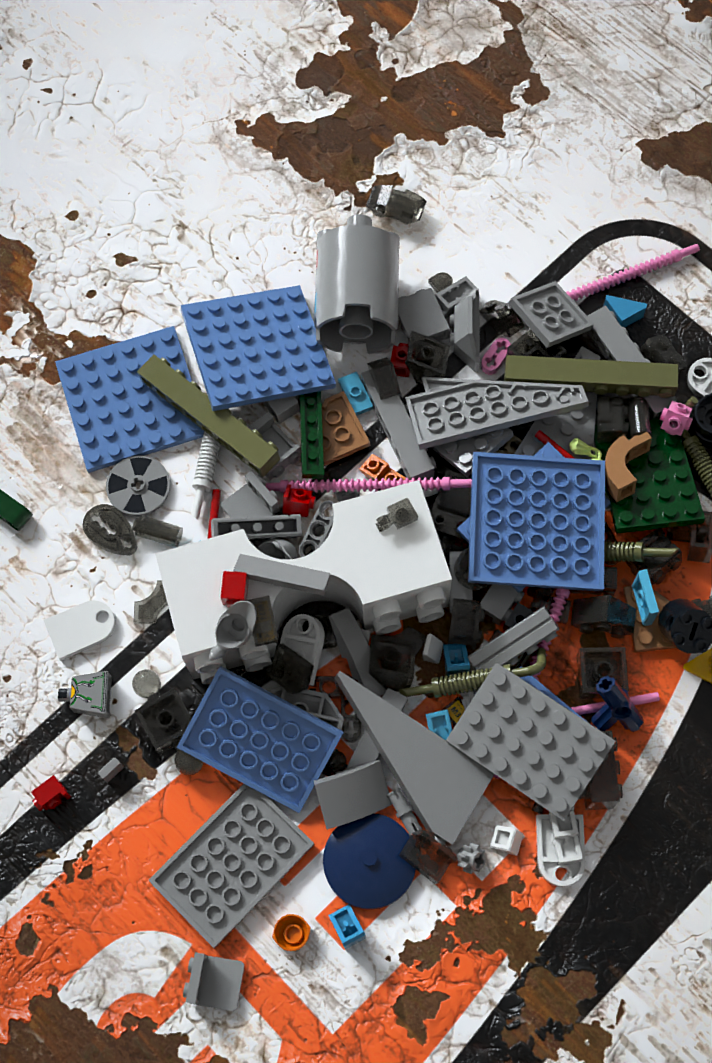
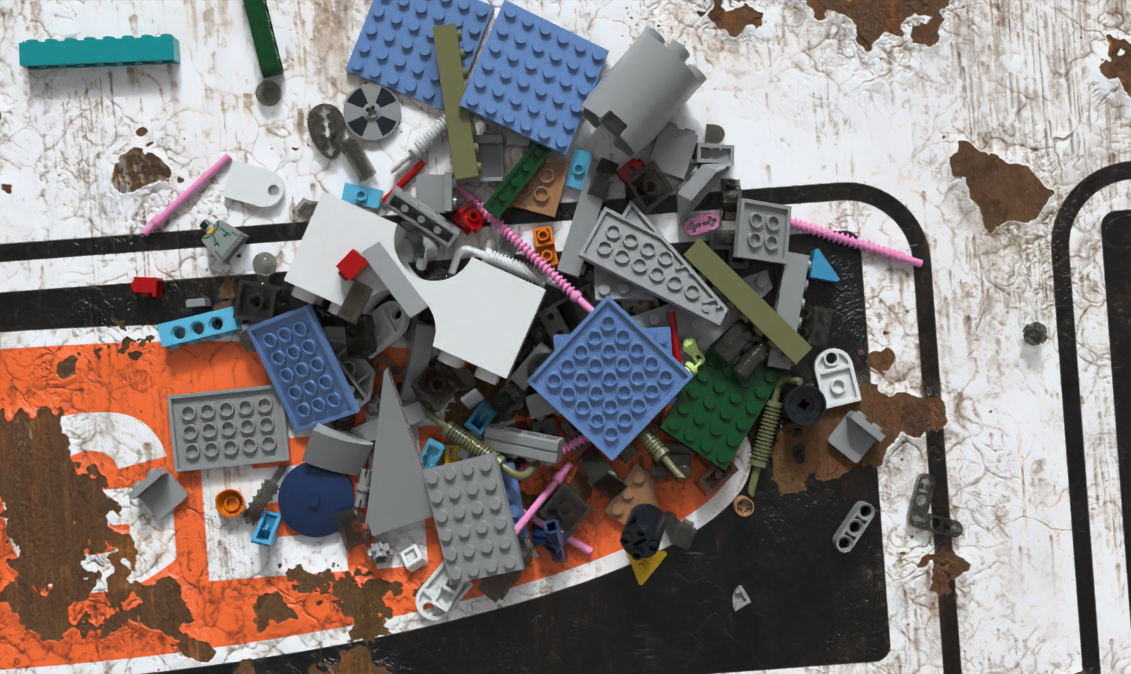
camera: 40 degrees right, 20 degrees up
(14, 727) = (159, 219): none -> bright pink bar
(32, 541) = (268, 93): none -> clear smoke piece
(130, 777) = (170, 330): none -> medium azure brick
(234, 628) = (326, 296): light grey hair -> none
(318, 520) = (454, 259): light grey beam -> none
(318, 901) = (263, 496): none -> clear smoke piece
(396, 204) = (739, 50): clear smoke brick -> none
(400, 514) = (508, 306): clear smoke plate -> none
(571, 656) = (557, 480): none -> bright pink bar
(618, 478) = (693, 391): medium nougat arch -> none
(645, 598) = (635, 488): medium azure tile -> none
(676, 418) = (776, 383): bright pink brick -> none

